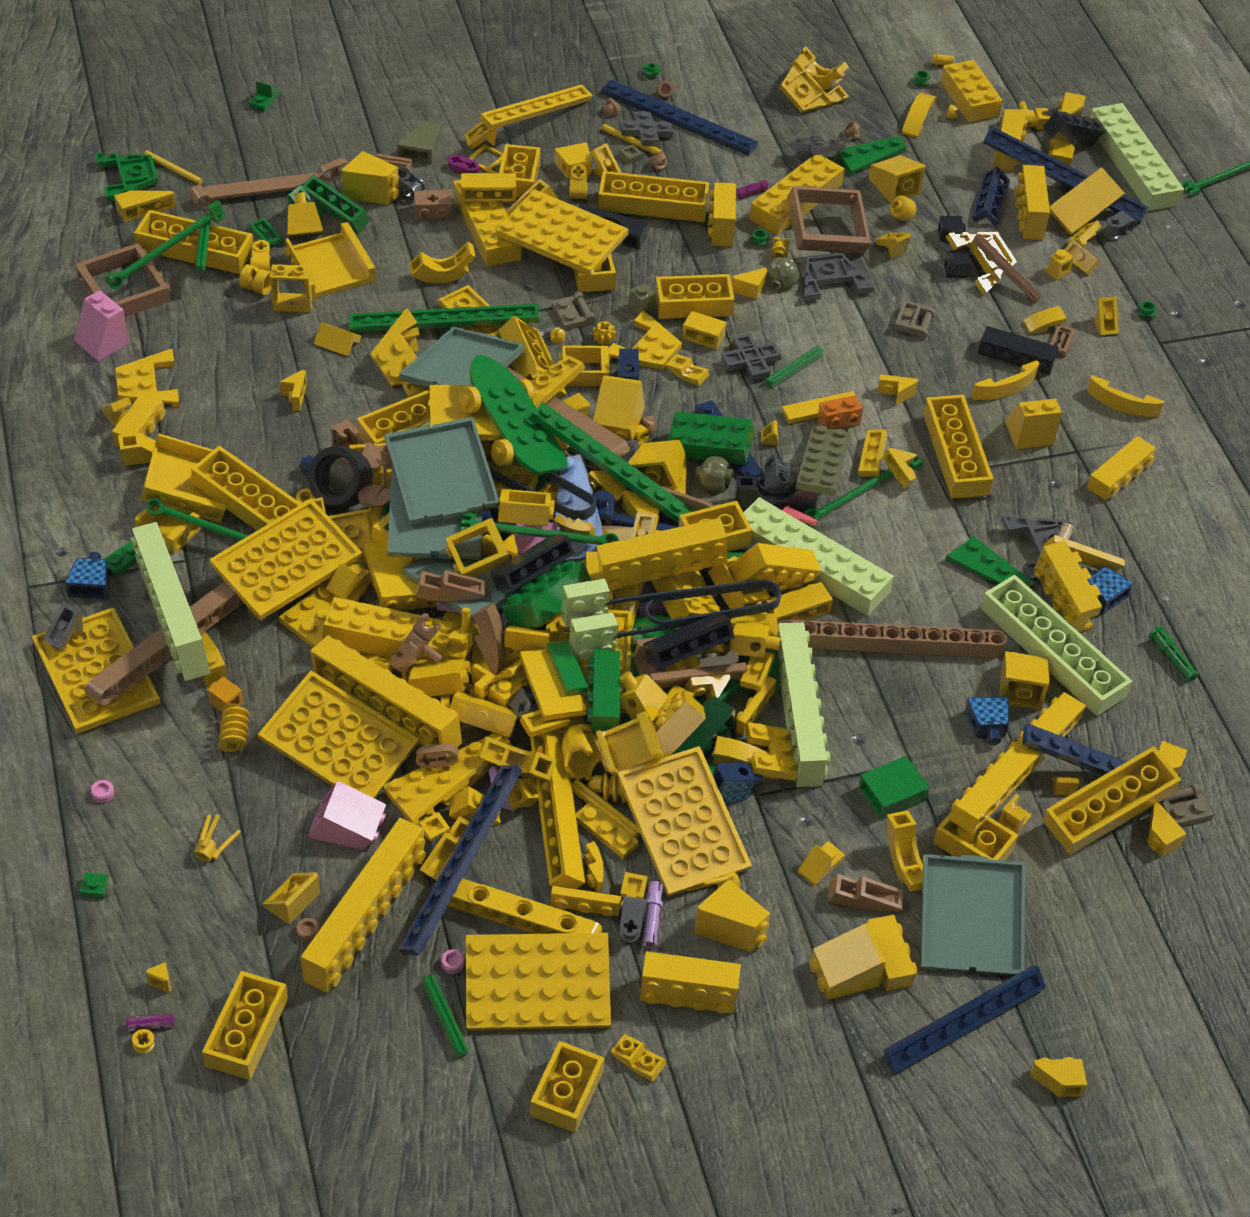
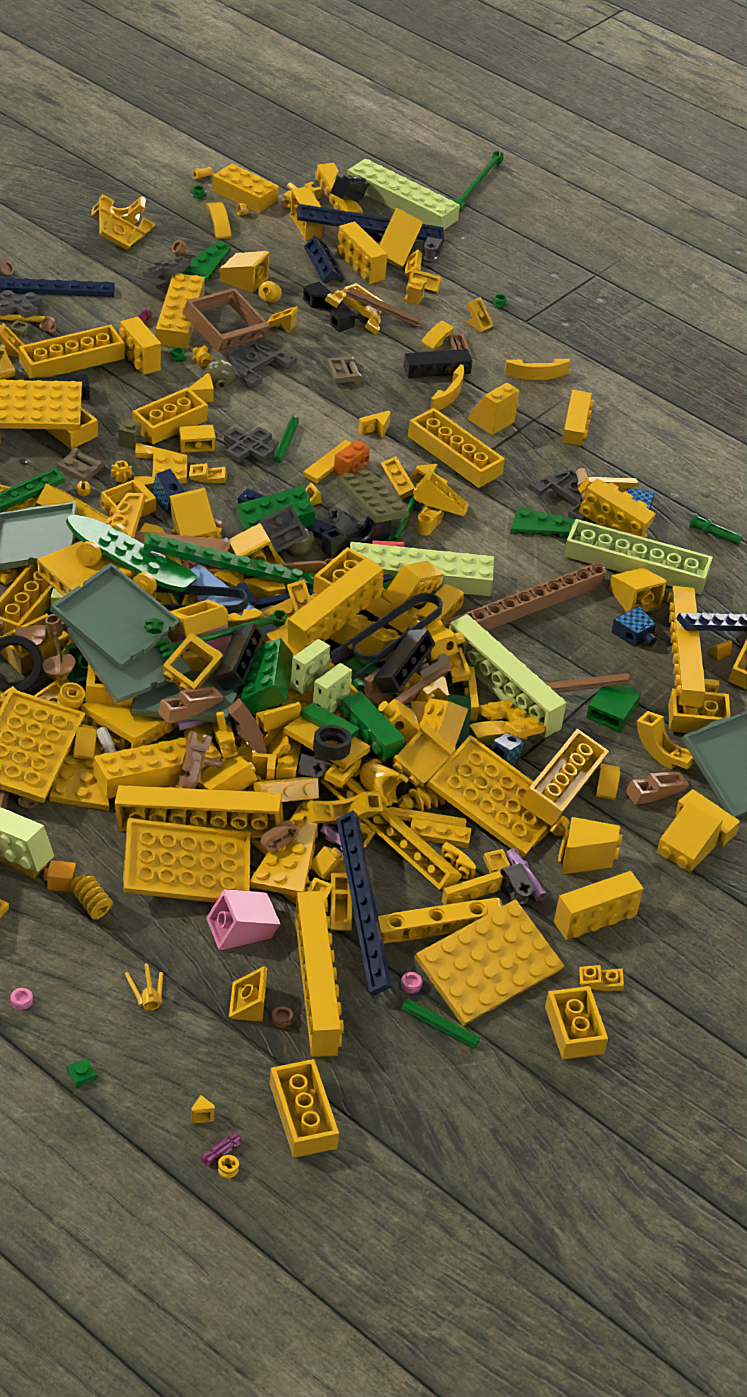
camera: 35 degrees left, 5 degrees down
(360, 530) = (71, 696): none -> yellow wheel
(365, 592) = (105, 740): none -> white axle
(464, 496) = (154, 626): none -> green plate
(547, 676) = (334, 733): none -> black tyre
(700, 455) = (283, 528): none -> dark grey slope
(765, 835) = (564, 777): none -> yellow brick
(867, 509) = (428, 520): none -> yellow piece
(875, 750) = (590, 683): none -> medium nougat axle
(894, 488) = (437, 494): none -> yellow slope

